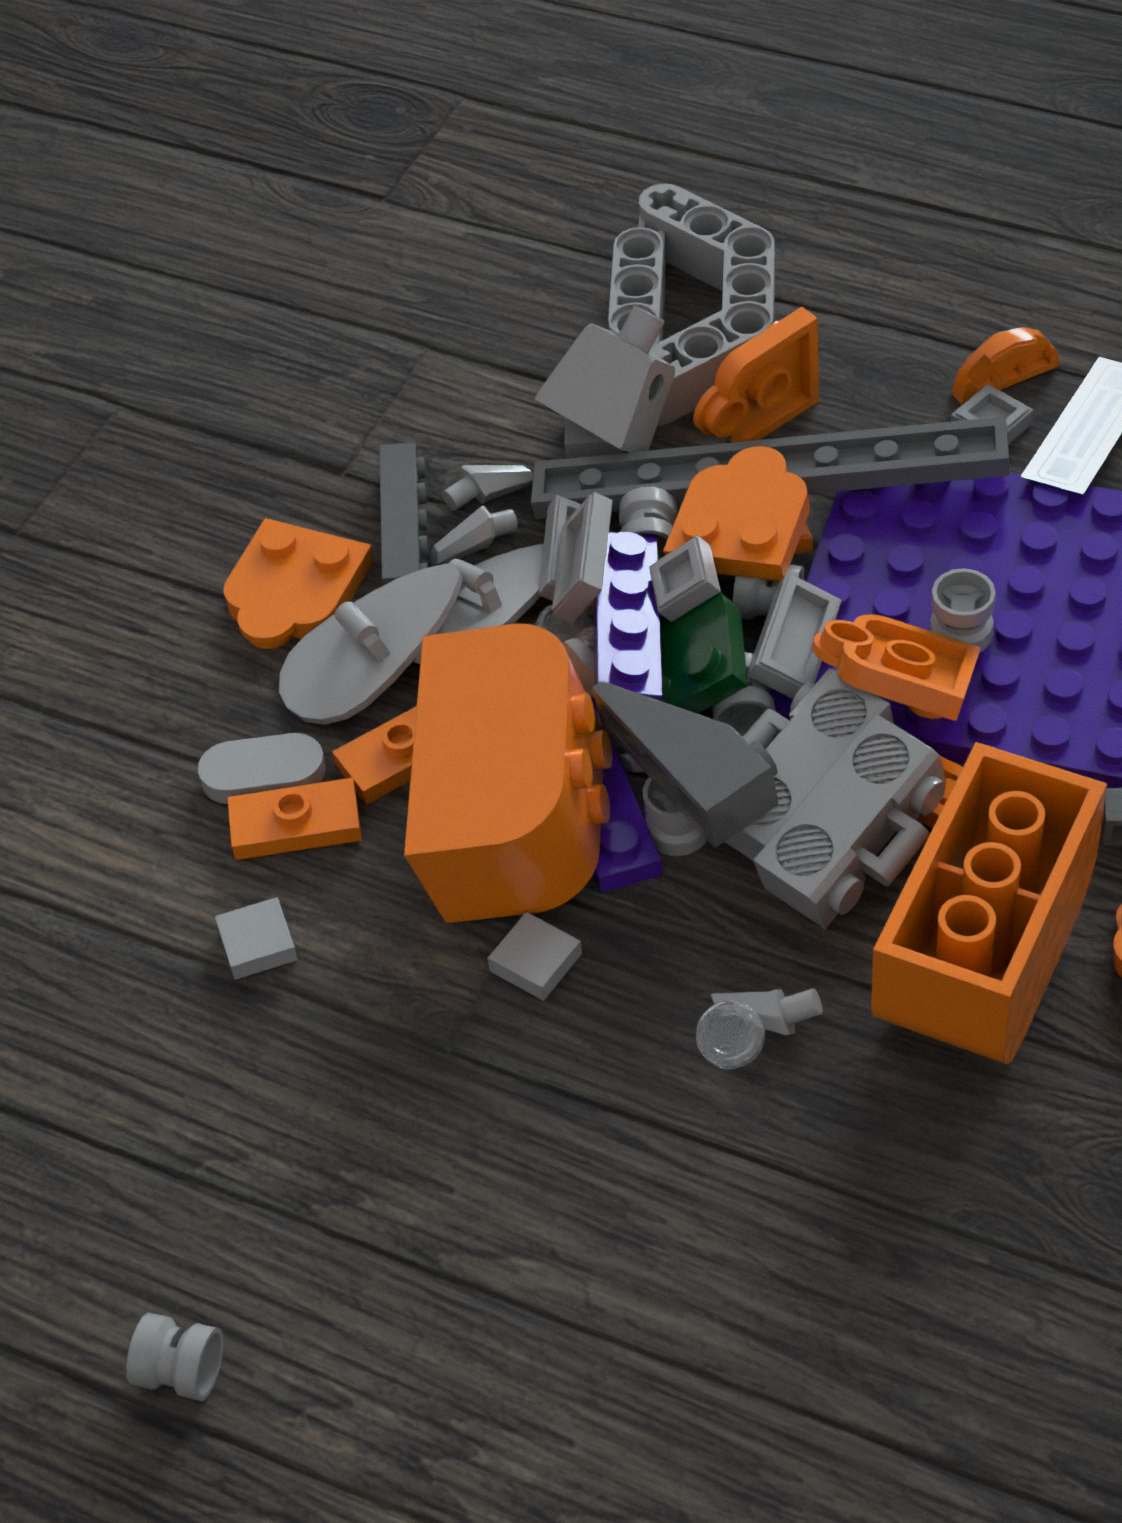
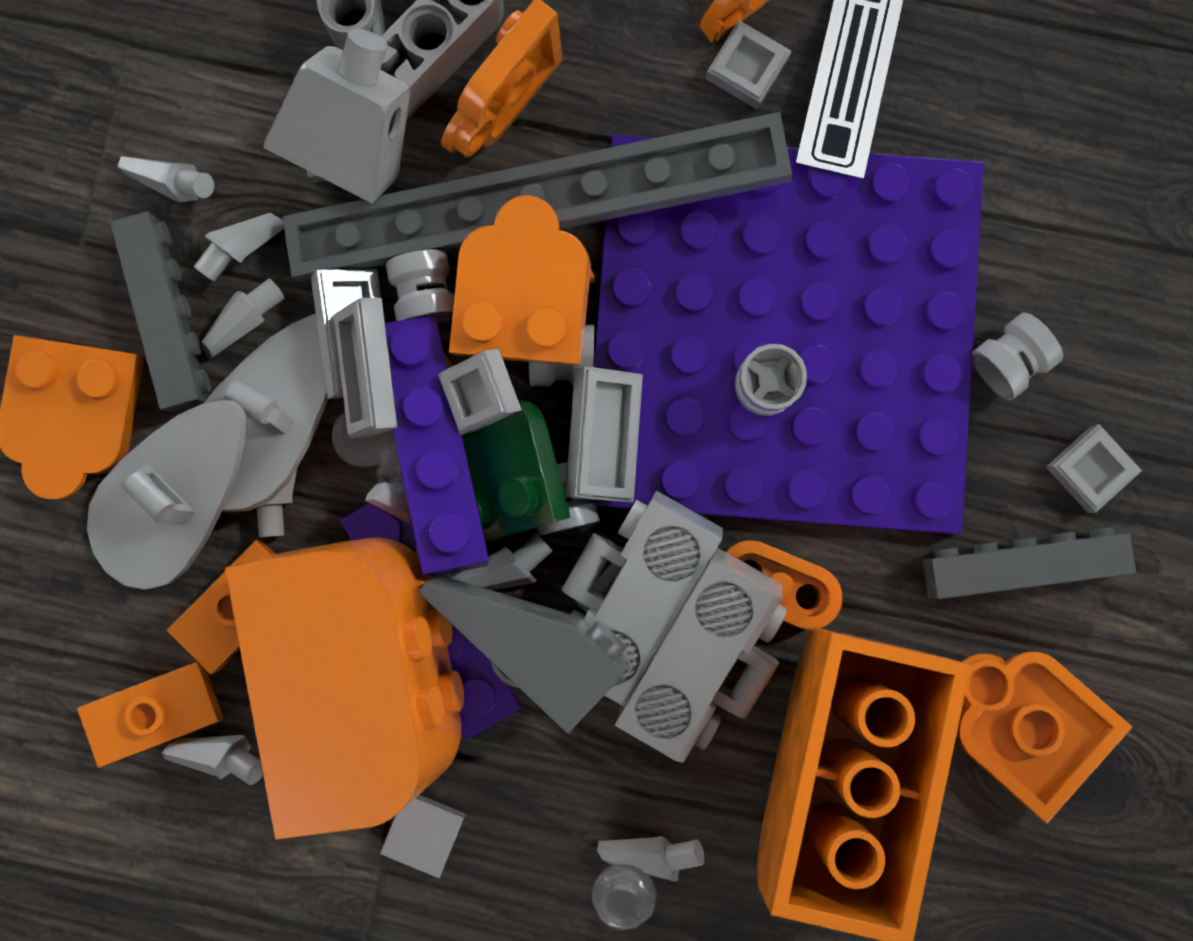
camera: 15 degrees left, 35 degrees up
(256, 938) = (151, 862): light grey tile -> none
(260, 765) = (101, 657): light grey tile -> none
(351, 858) = (216, 756): none -> light grey bar
(439, 431) = (171, 179): none -> light grey bar
(899, 663) = (723, 473): orange plate -> none

